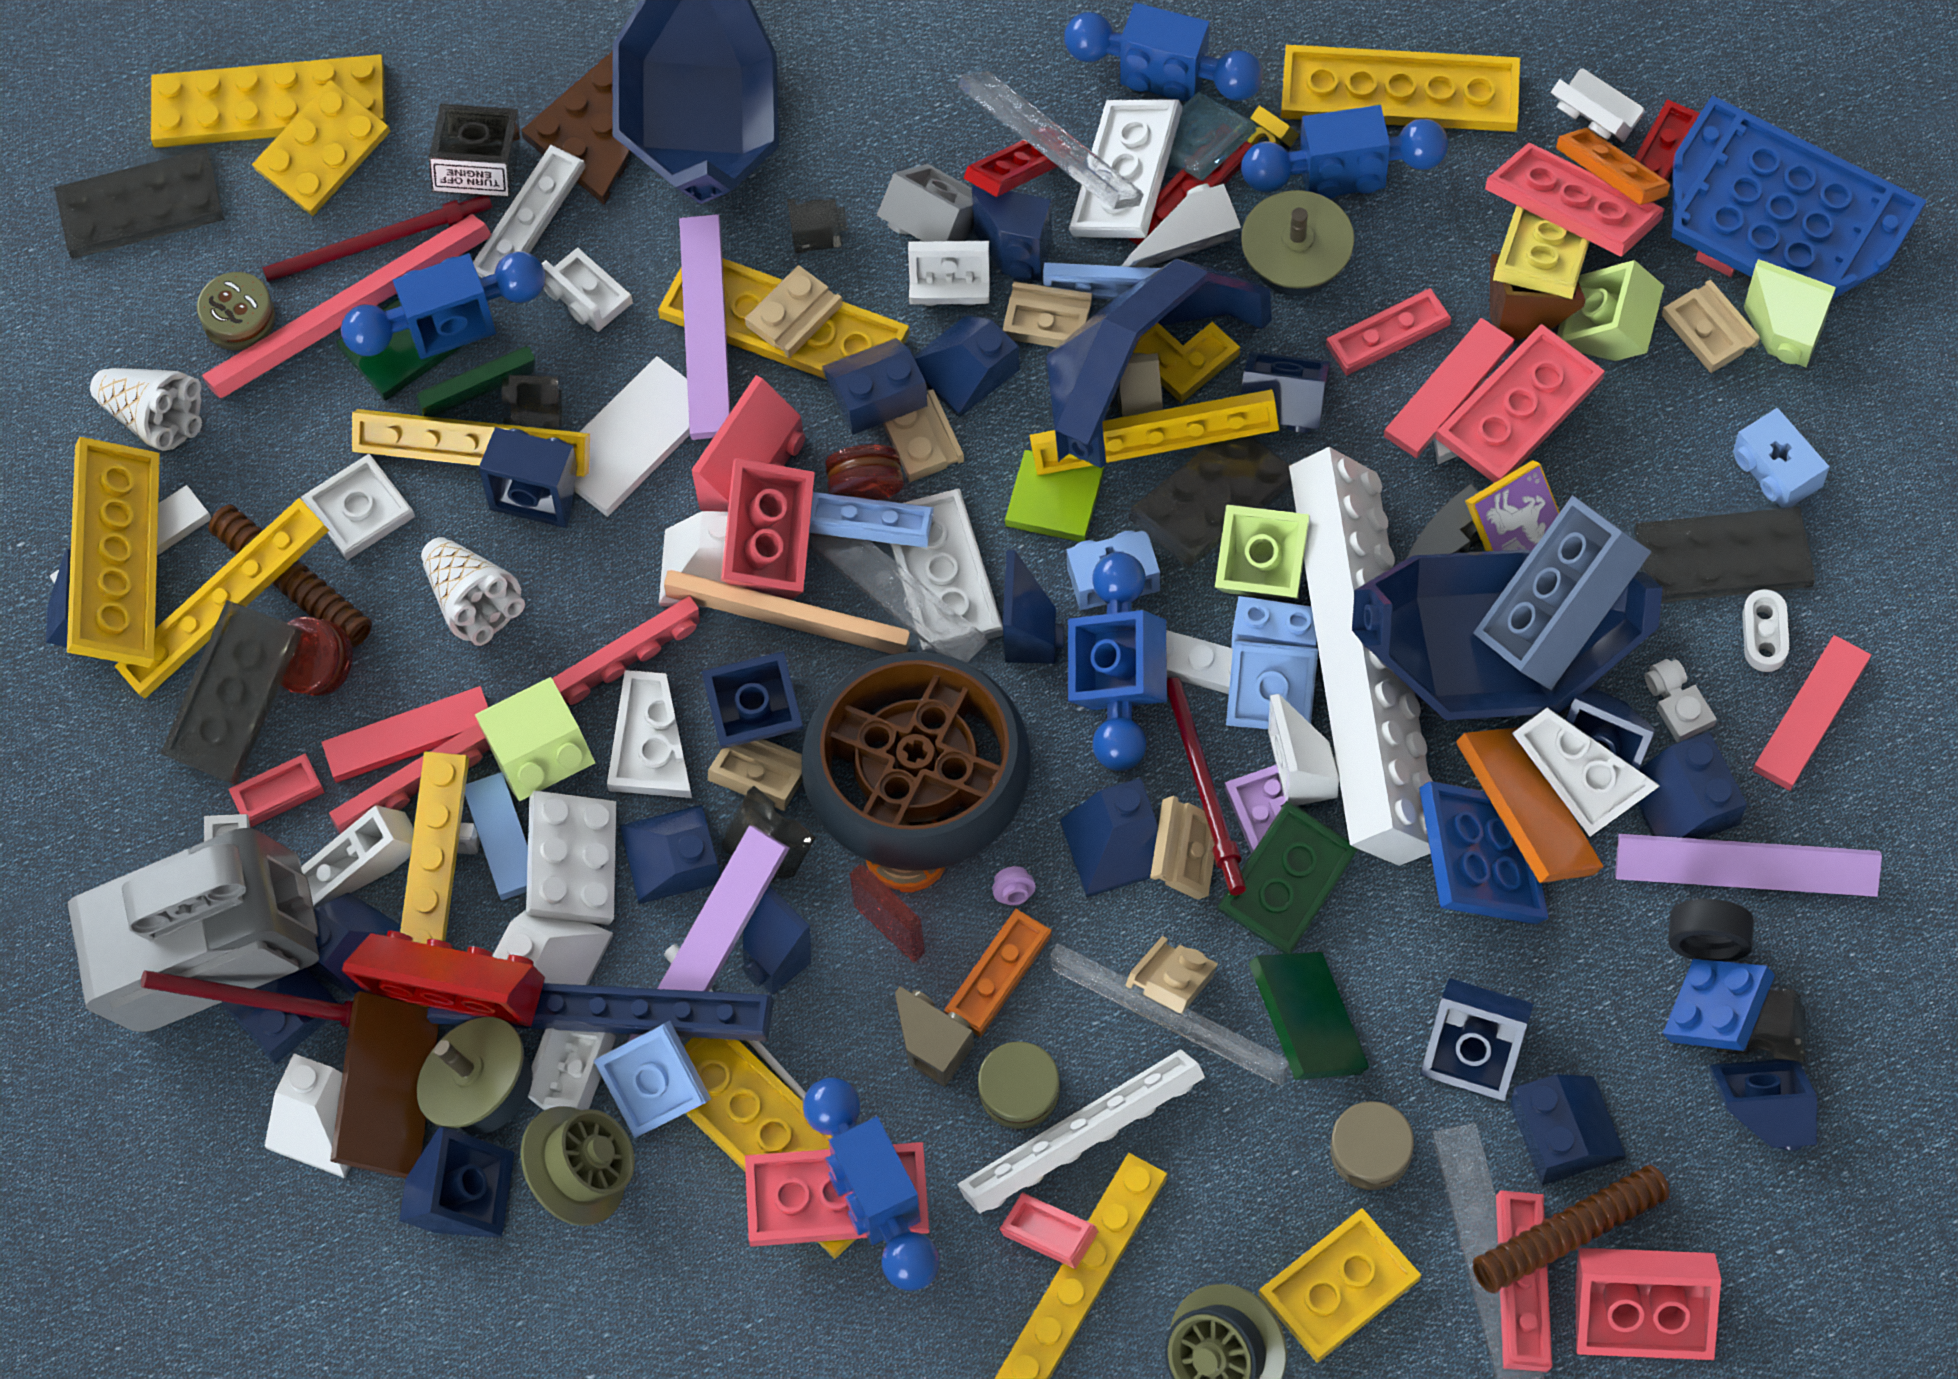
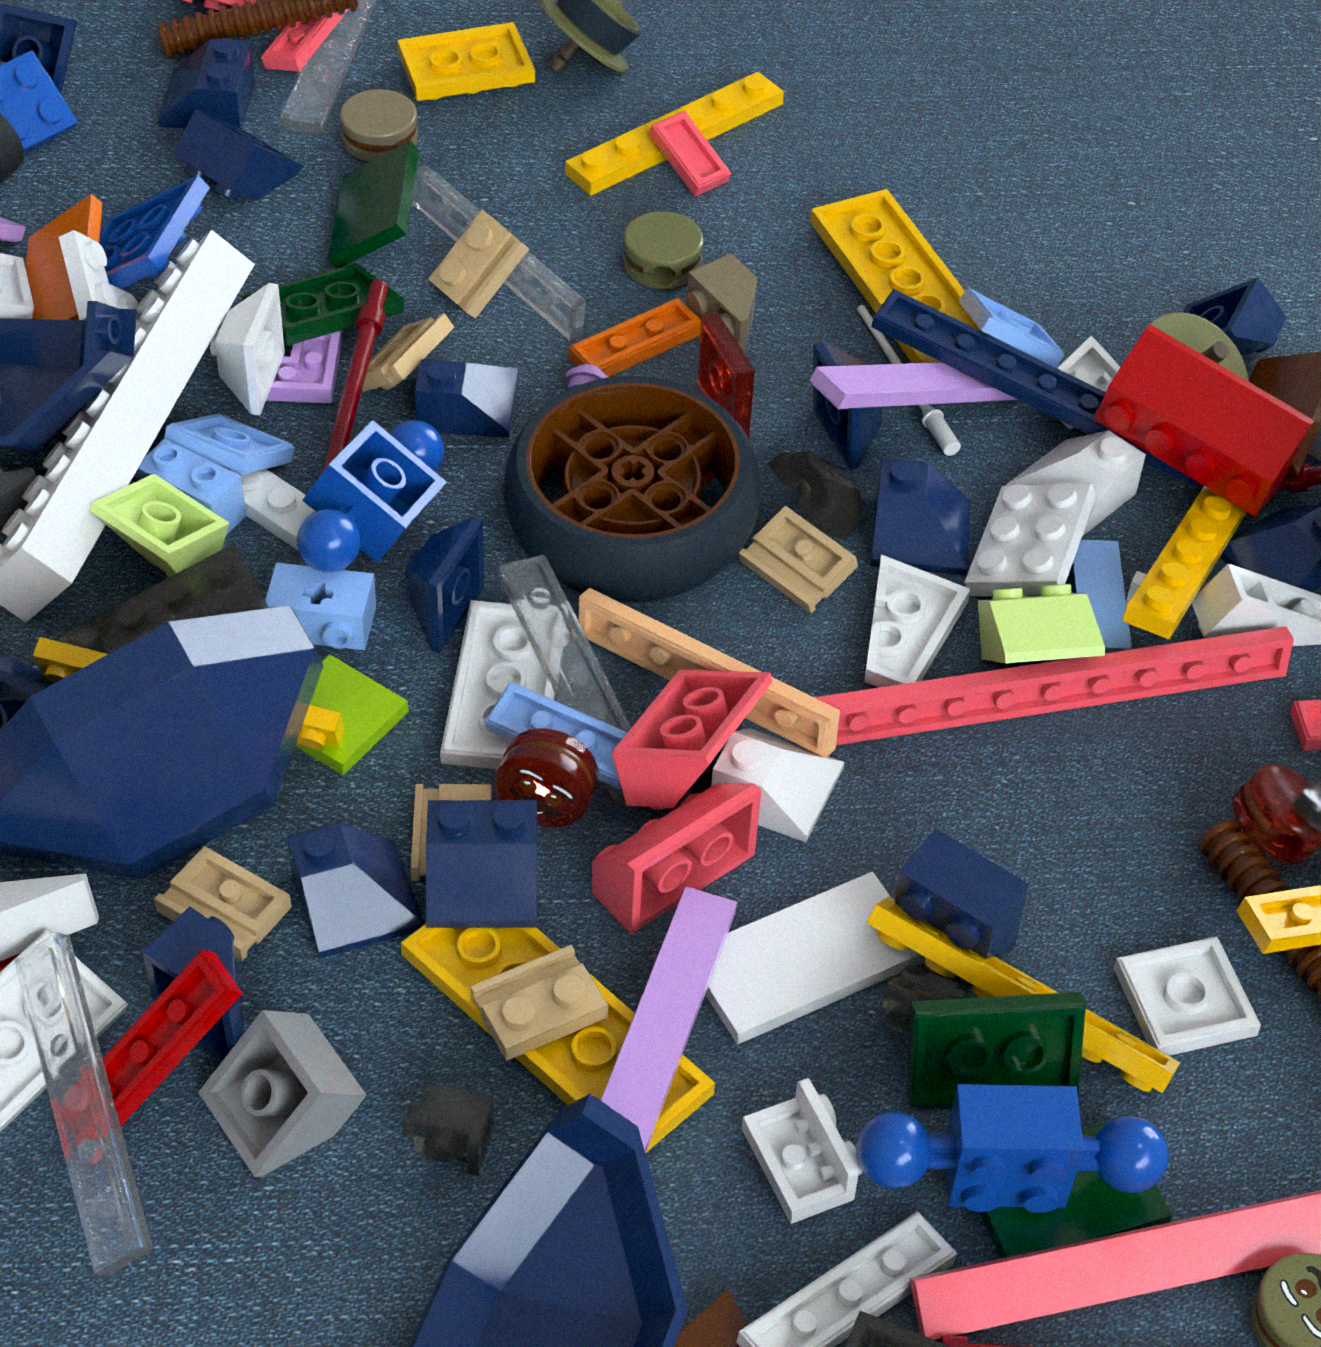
camera: 165 degrees left, 15 degrees down
(402, 735) = (1180, 725): coral tile -> none
(470, 590) = (1073, 823): white cone -> none
(577, 1163) = (1102, 287): olive piece -> none
(752, 700) = (782, 595): dark blue slope -> none
(796, 1202) = (869, 206): coral plate -> none
(875, 1183) = (840, 155): blue brick -> none
(949, 272) = (318, 980): white bracket -> none
(1080, 1131) = (622, 201): white plate -> none
(1100, 280) = (124, 907): light blue tile -> none
(1470, 759) = (87, 274): none -> white plate

